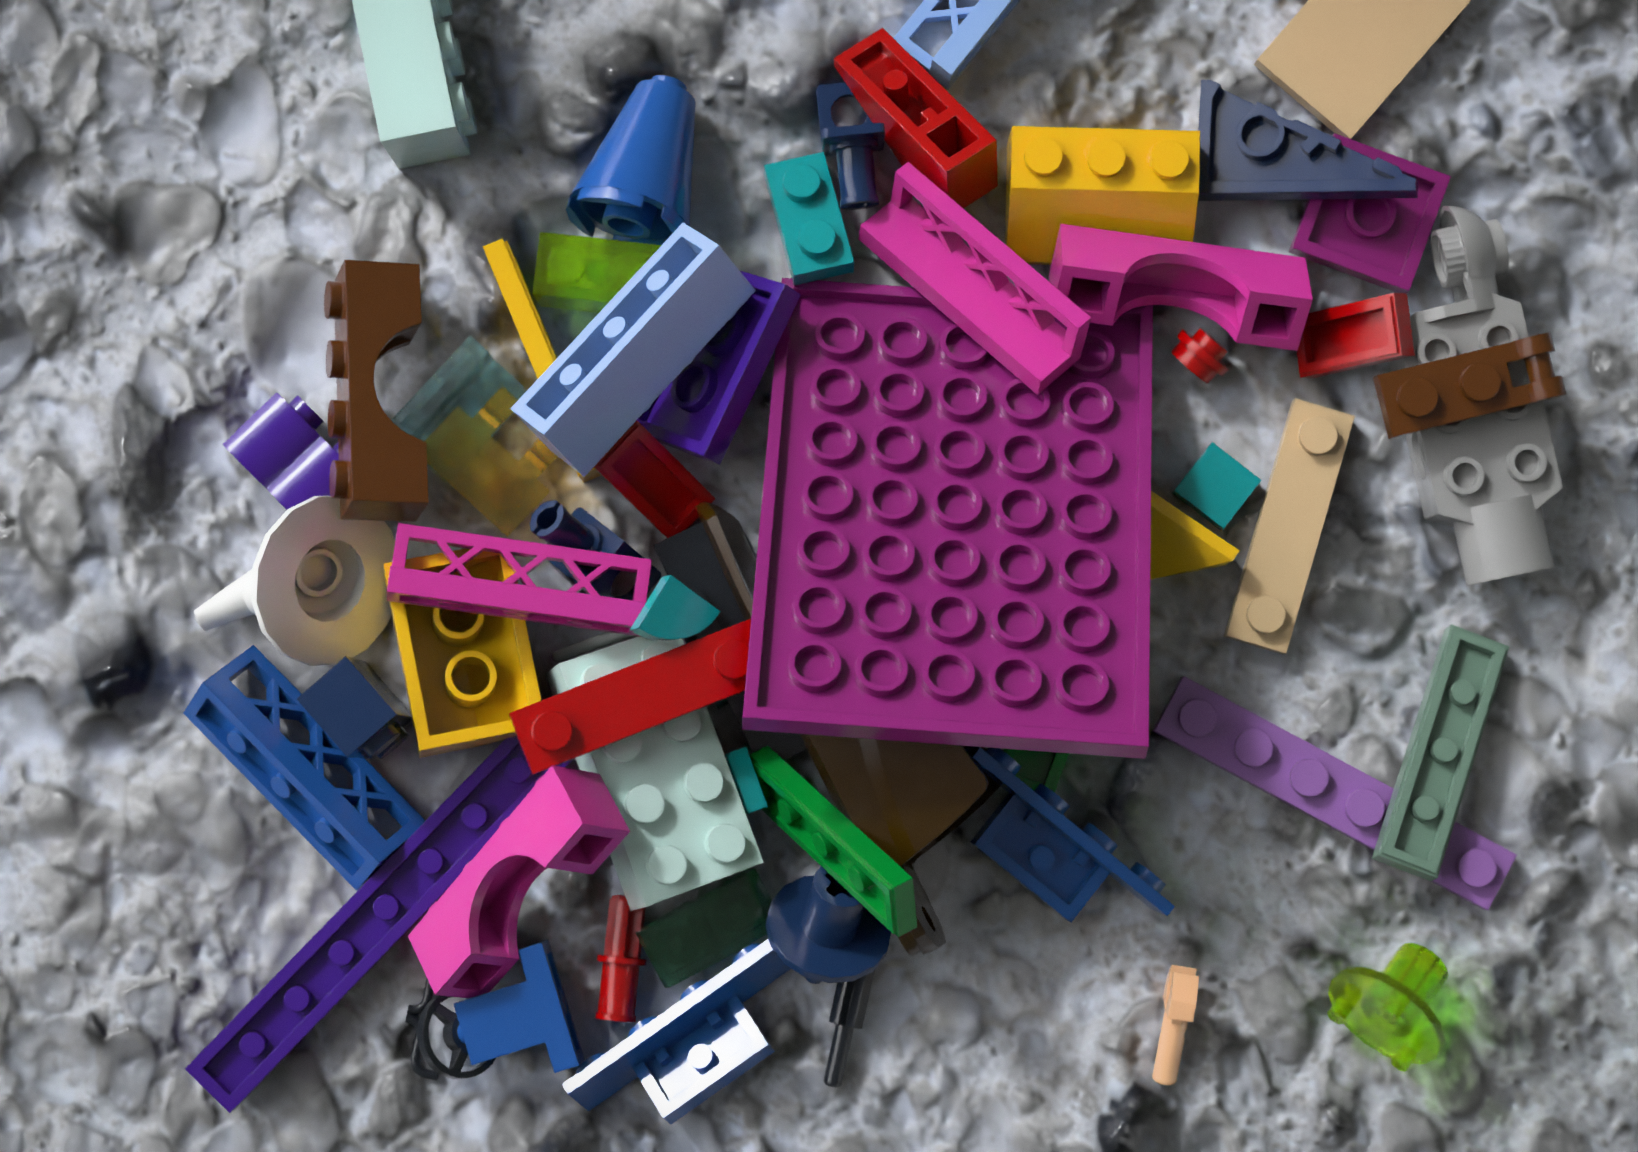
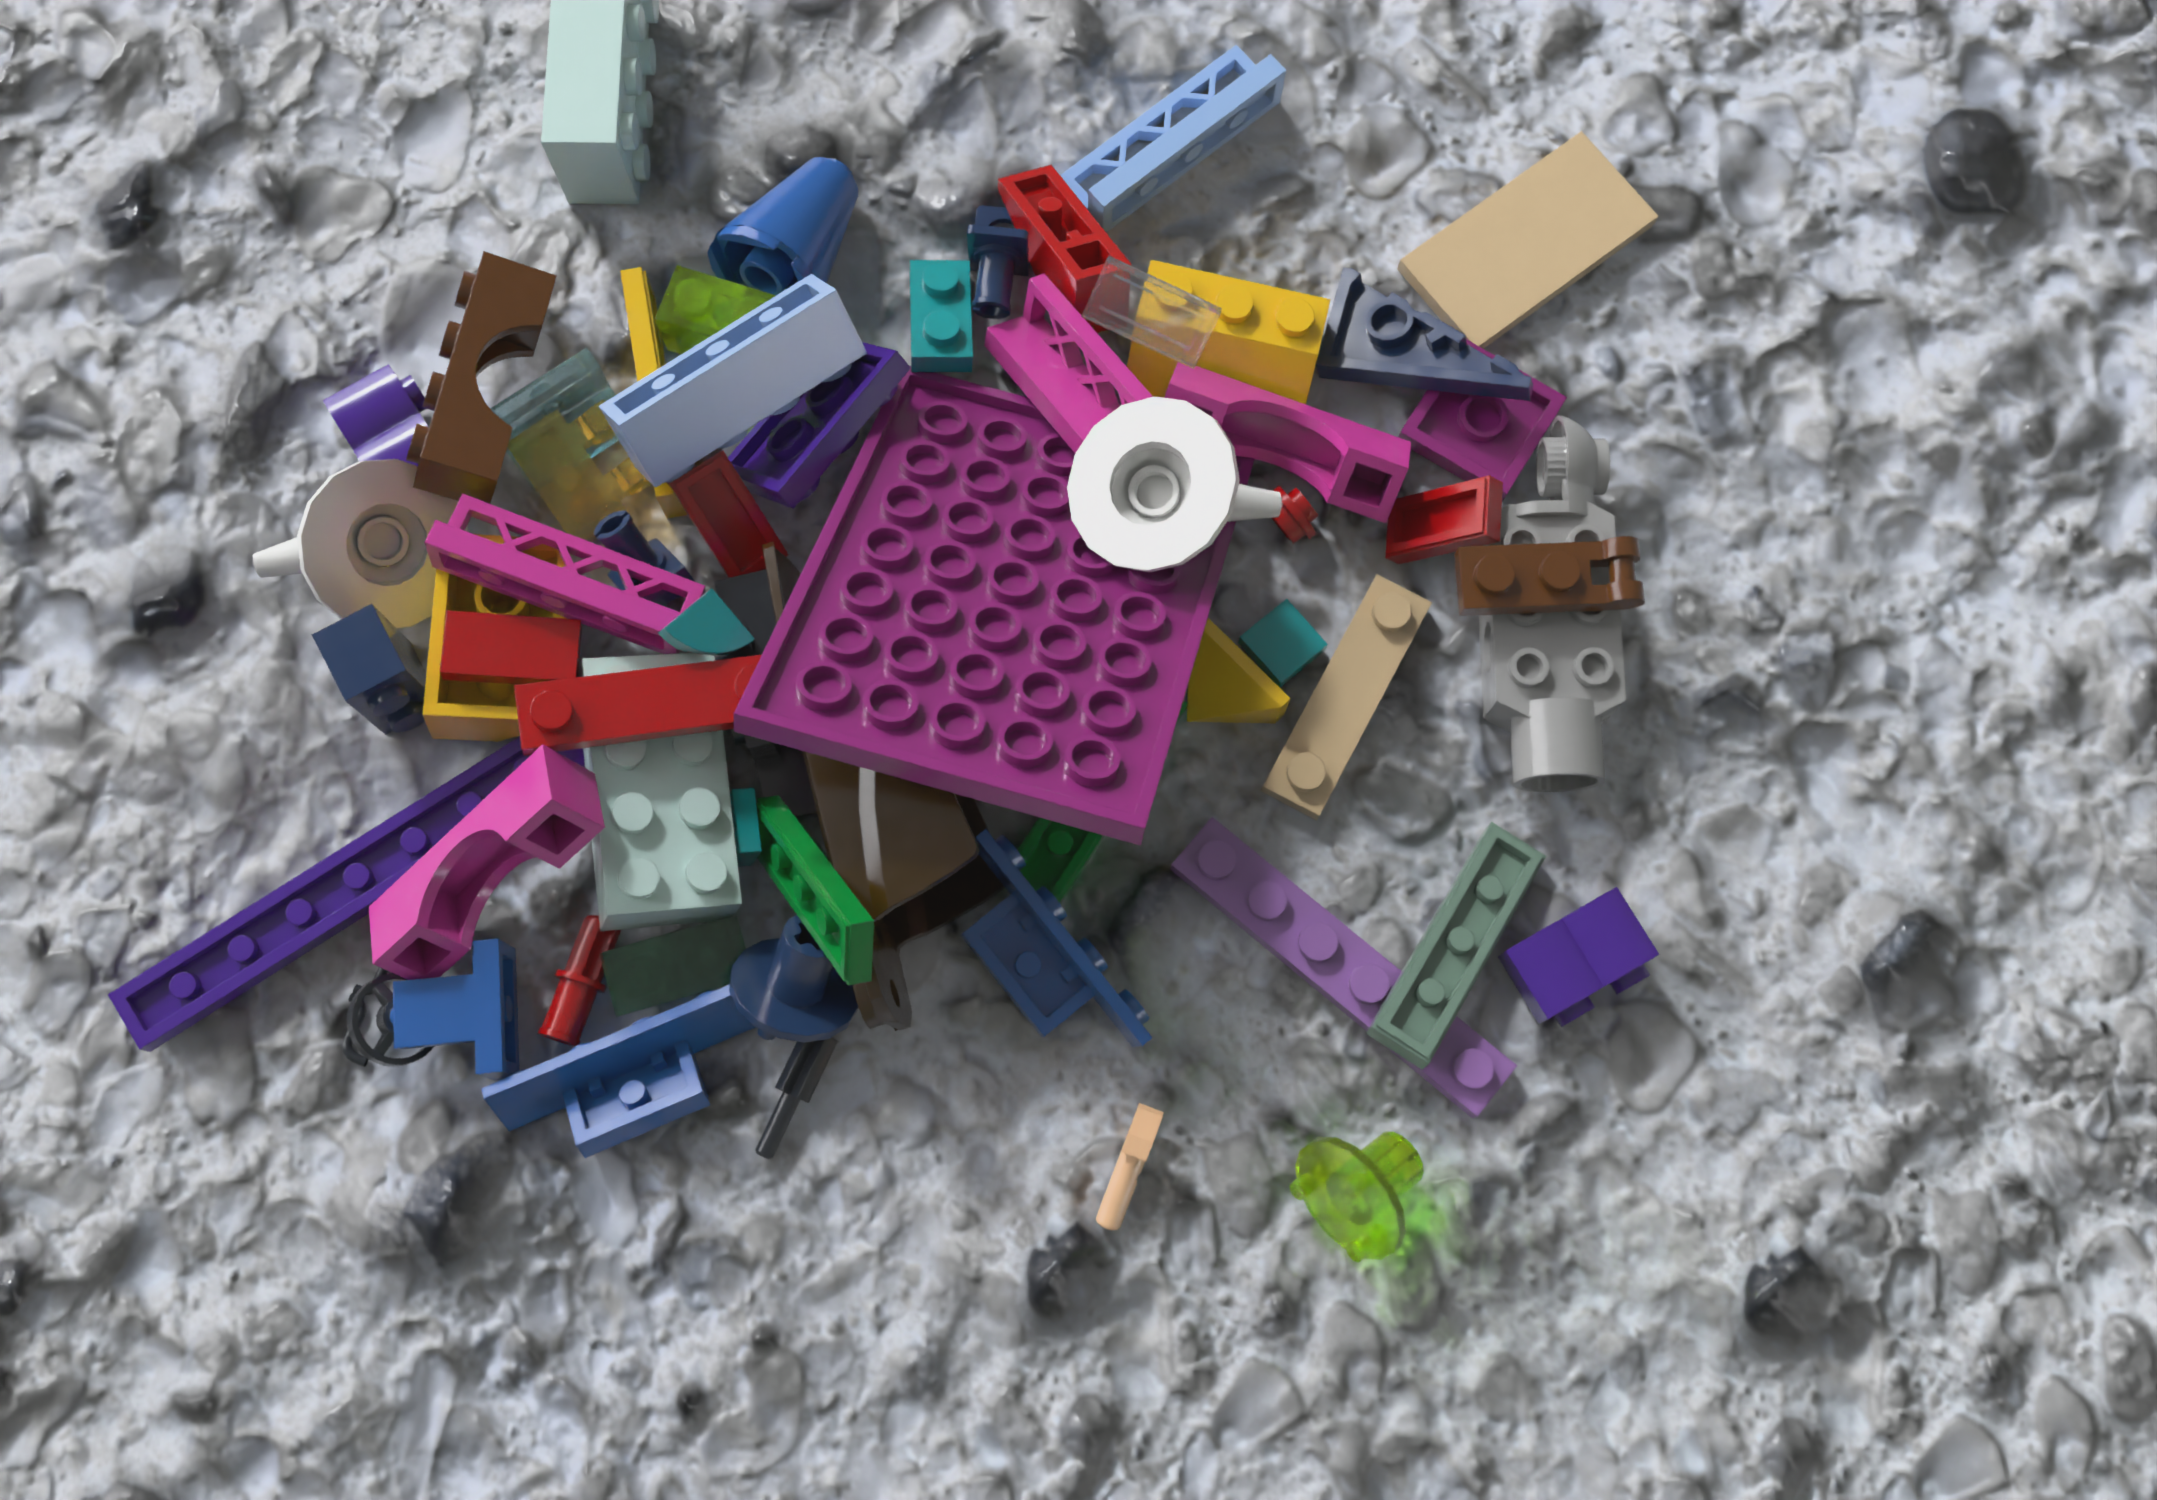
camera: 10 degrees right, 10 degrees down
(294, 773) = (296, 726): blue fence -> none
(487, 668) = (509, 648): none -> red tile
(1027, 187) = (1151, 312): none -> clear tile
(1077, 380) = (1159, 485): none -> white piece
(1558, 740) = (1578, 957): none -> dark purple brick

